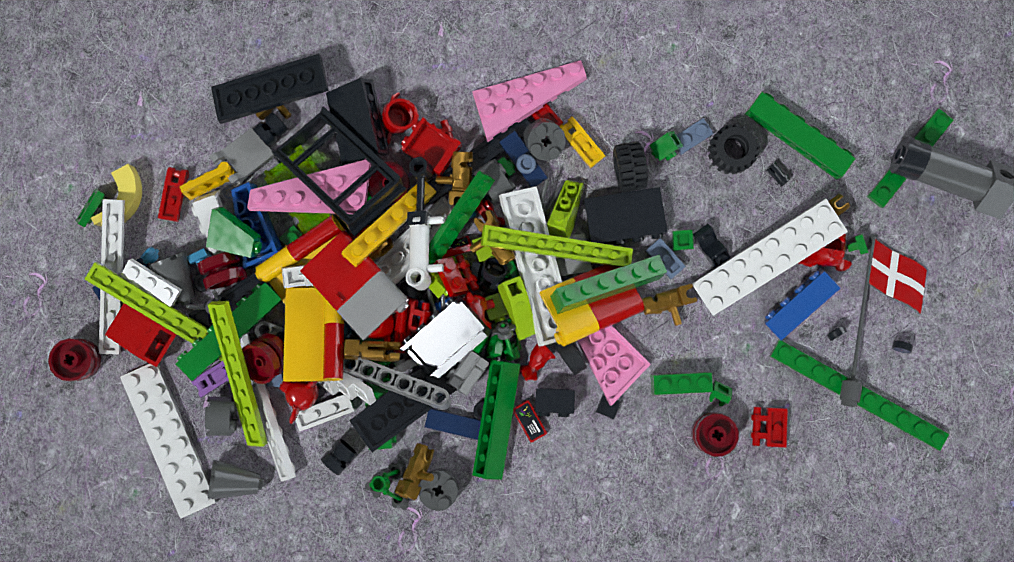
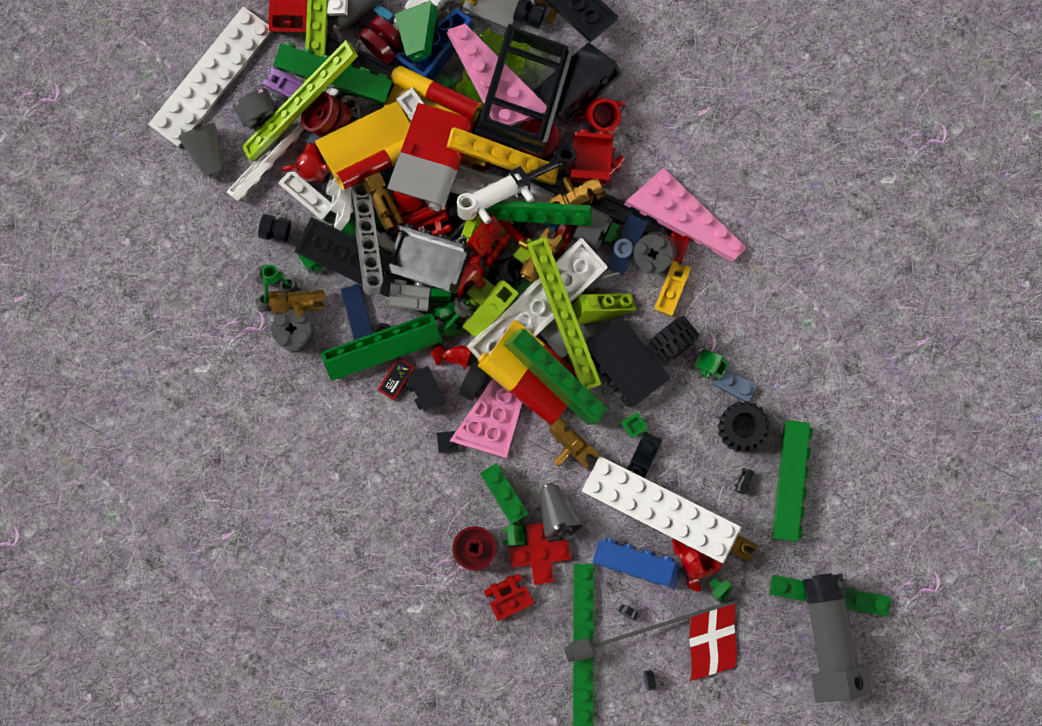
camera: 65 degrees right, 5 degrees down
(670, 260) = (610, 420): sand blue plate -> none
(721, 346) = (558, 513): none -> dark grey cone
(746, 379) = (539, 554): none -> red plate

